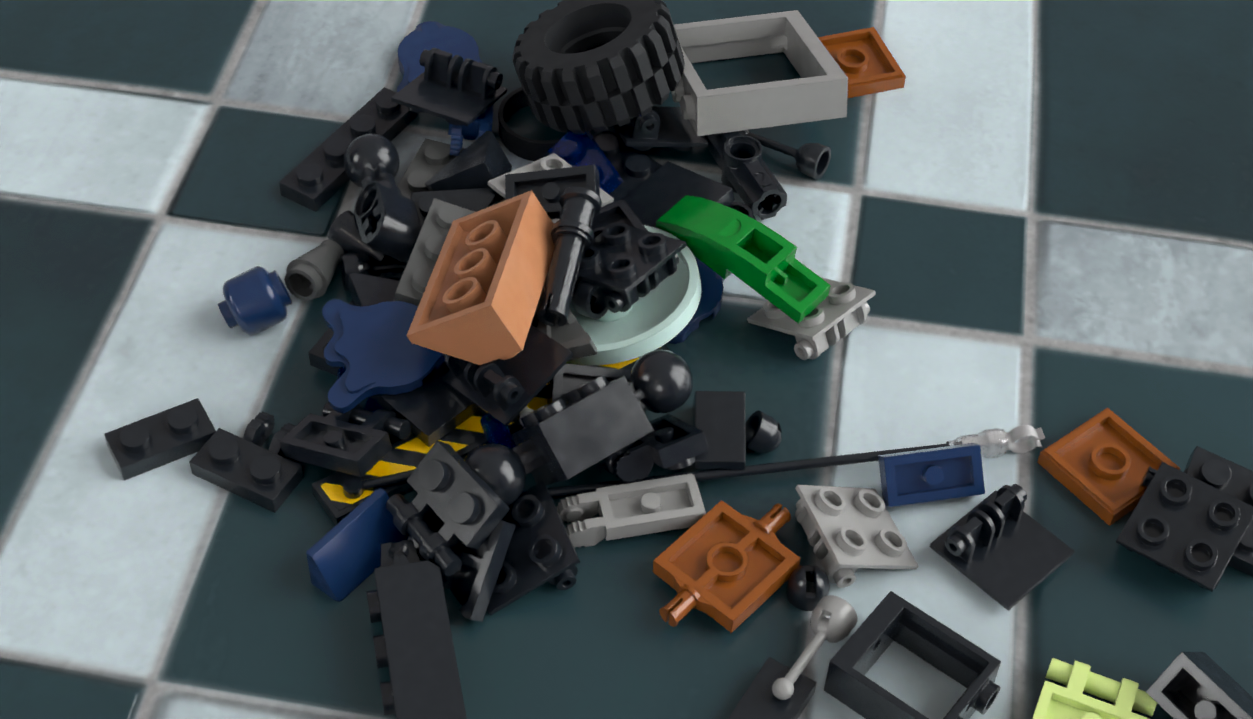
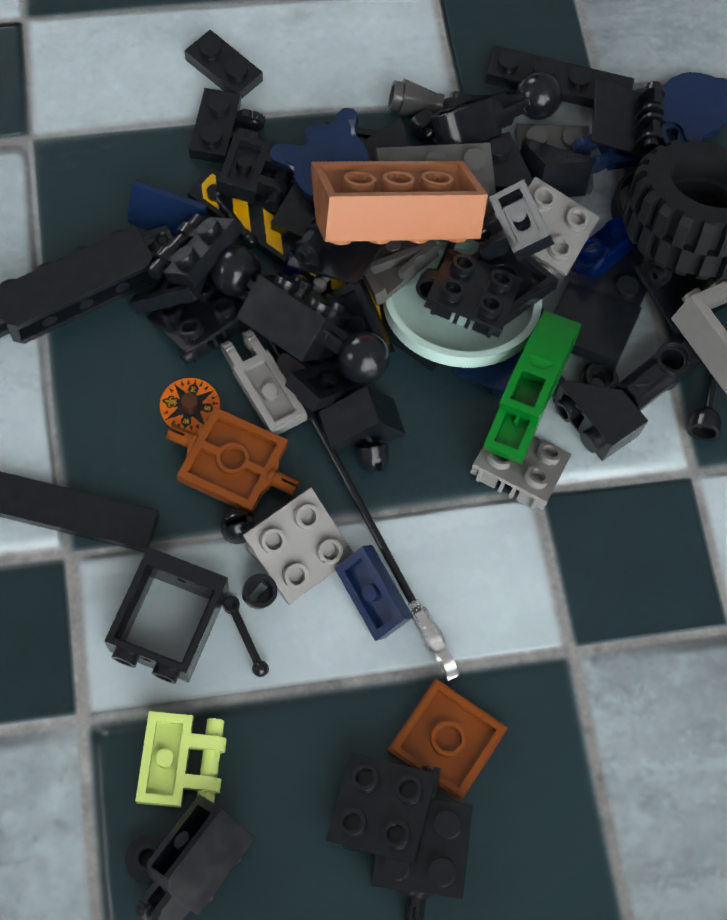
camera: 65 degrees right, 20 degrees up
(254, 300) = (364, 72): dark blue head -> none
(571, 238) = (466, 244): black pin -> none
(628, 600) = (188, 403): none -> piece
(795, 218) = (600, 415): none -> black slope
(832, 628) = (200, 545): light grey hinge -> none
(903, 579) = (266, 597): none -> black hinge
(991, 611) = (231, 606): none -> black hinge
(1002, 547) = (323, 665): black hinge -> none

